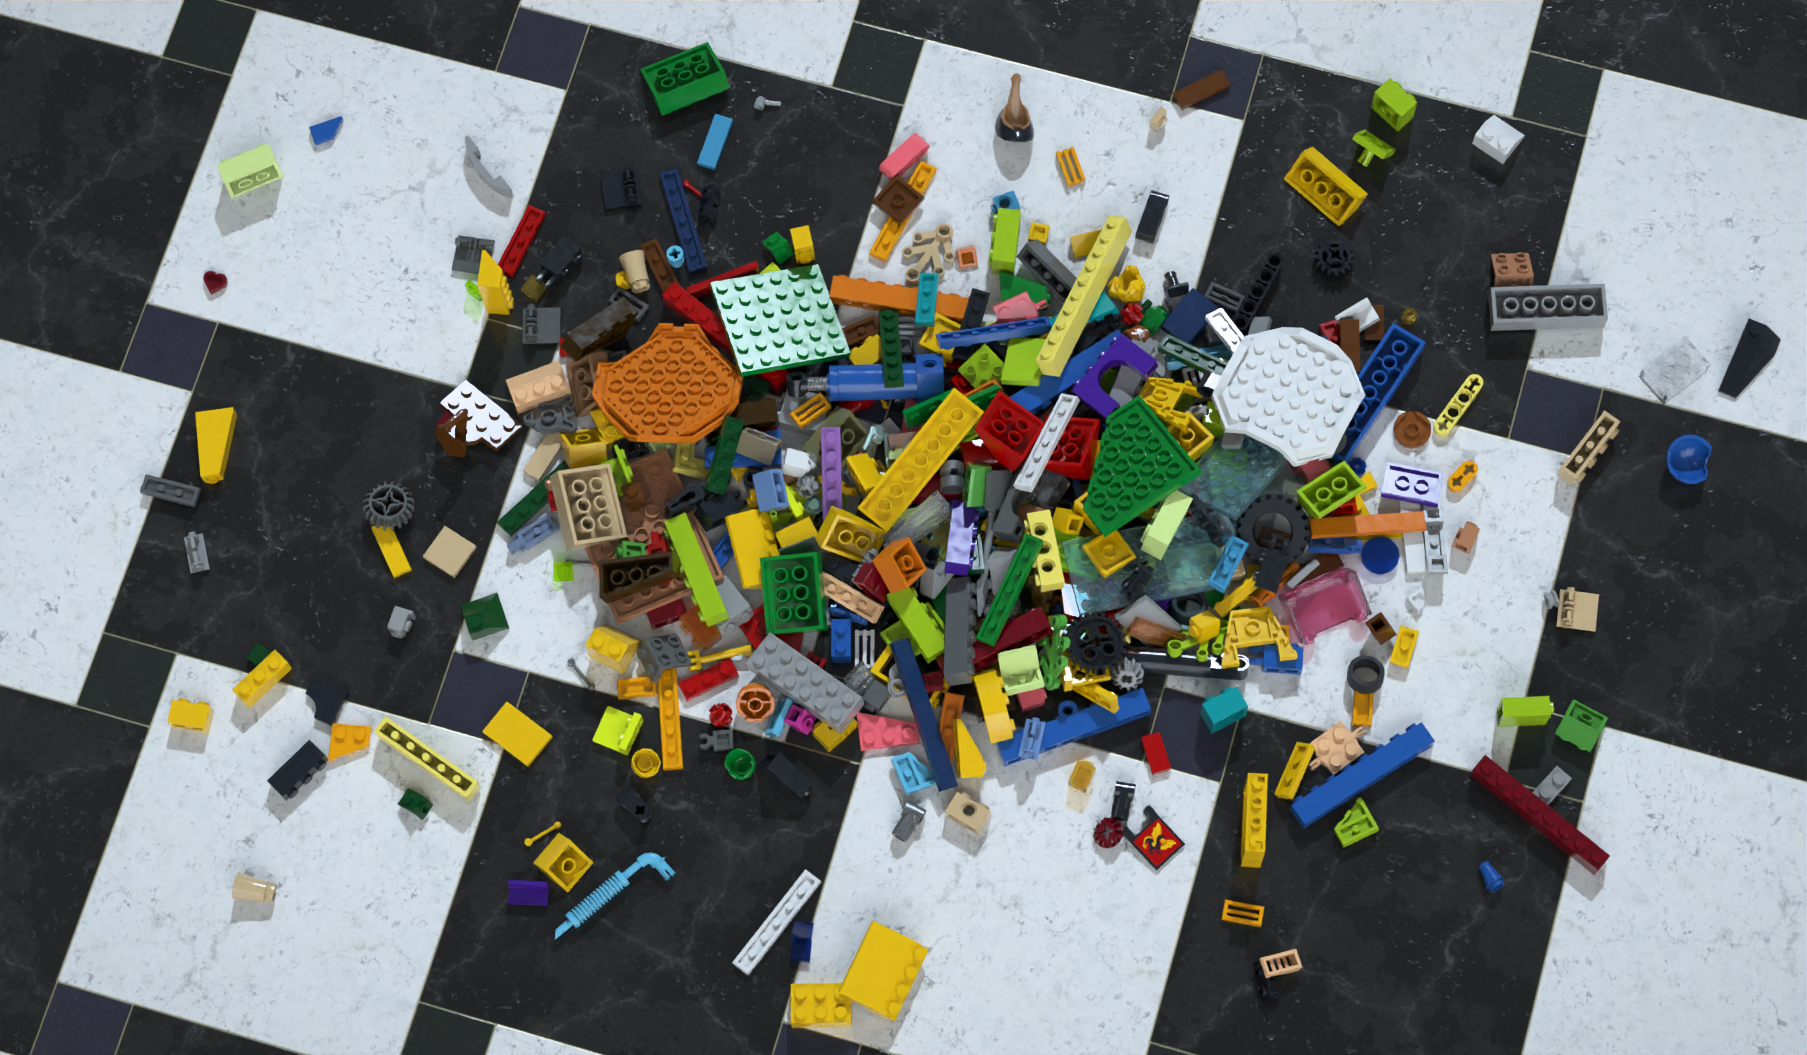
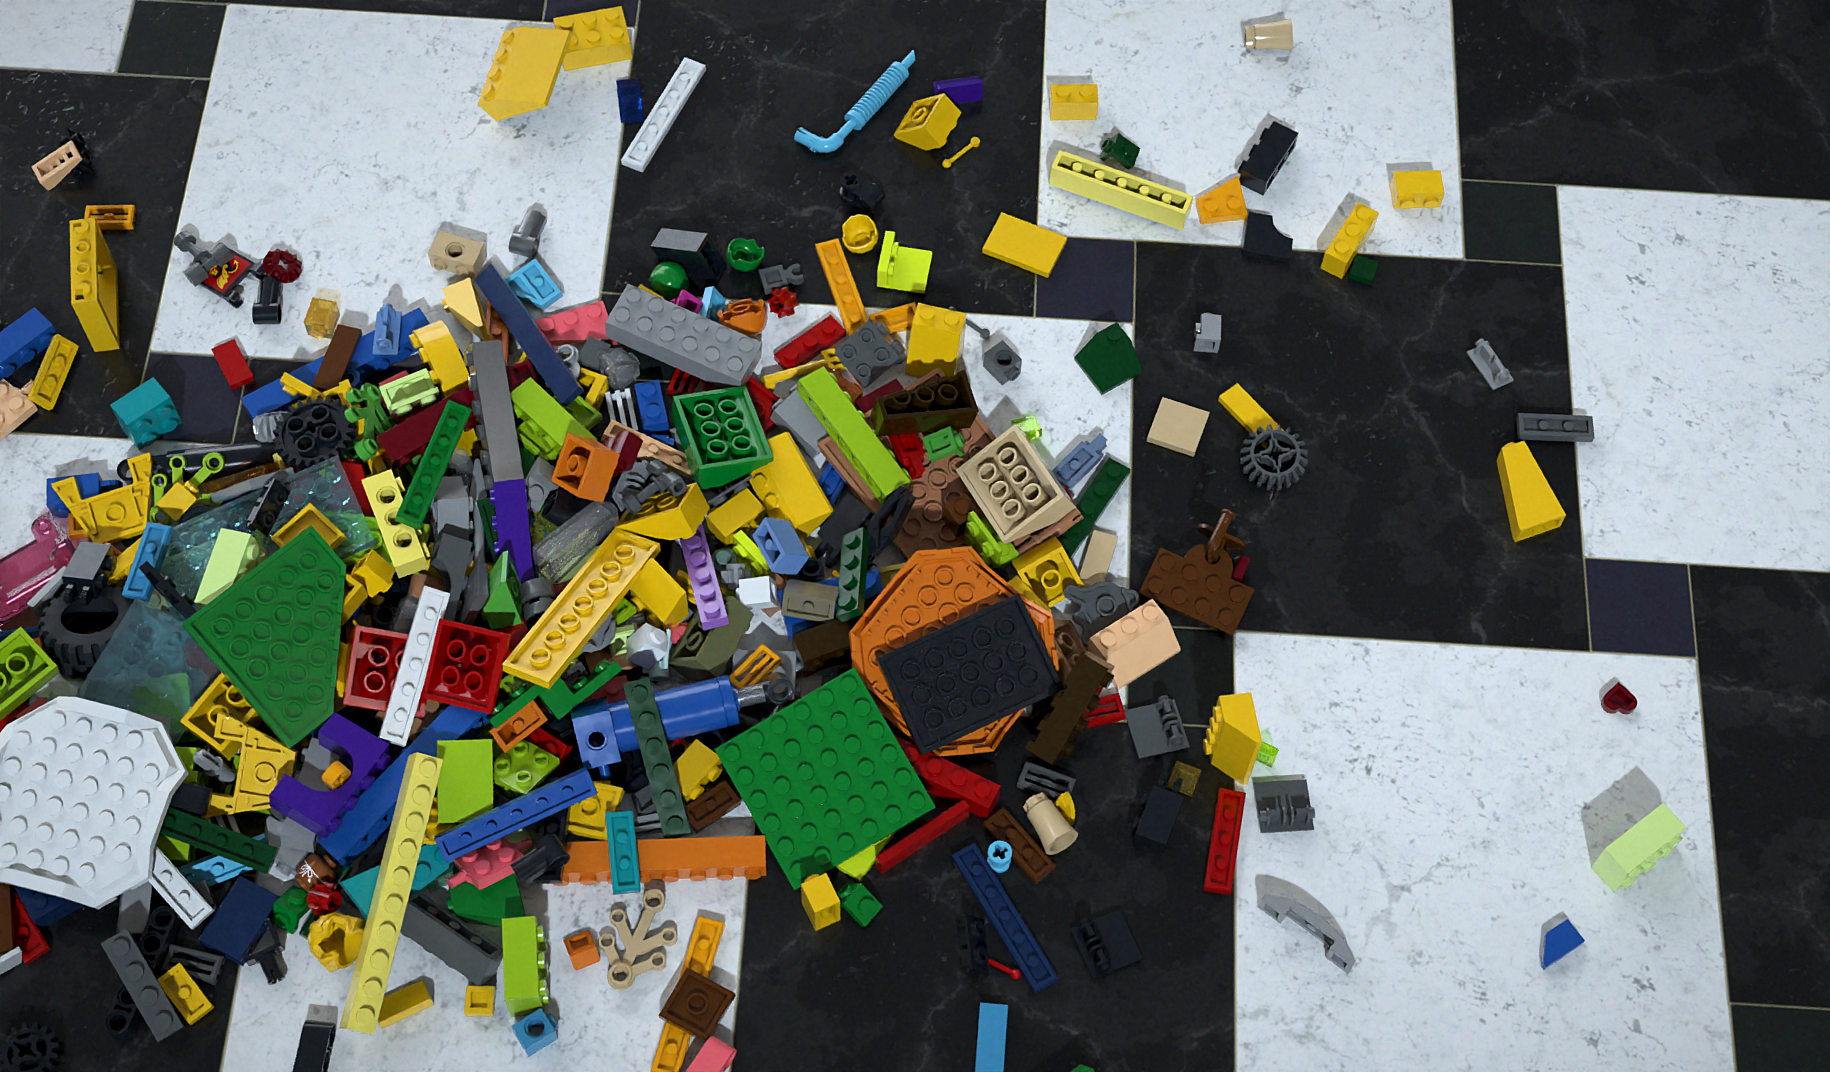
camera: 160 degrees right, 10 degrees down
(437, 856) = (1073, 101): none -> yellow brick
(565, 635) = (1001, 354): none -> dark grey brick
(661, 365) = (969, 674): none -> black plate
(805, 758) = (669, 279): none -> green hair
(847, 554) = (661, 480): none -> dark grey bar
(882, 438) = (647, 646): none -> white brick
(978, 299) = (547, 855): none -> black piece
(1073, 724) = (337, 358): none -> reddish brown tile
(1109, 370) = (336, 775): none -> light orange beam
(1168, 846) = (203, 259): none -> dark grey bar
(1230, 275) = (185, 993): none -> yellow plate
(1262, 286) = (142, 985): none -> dark grey arch

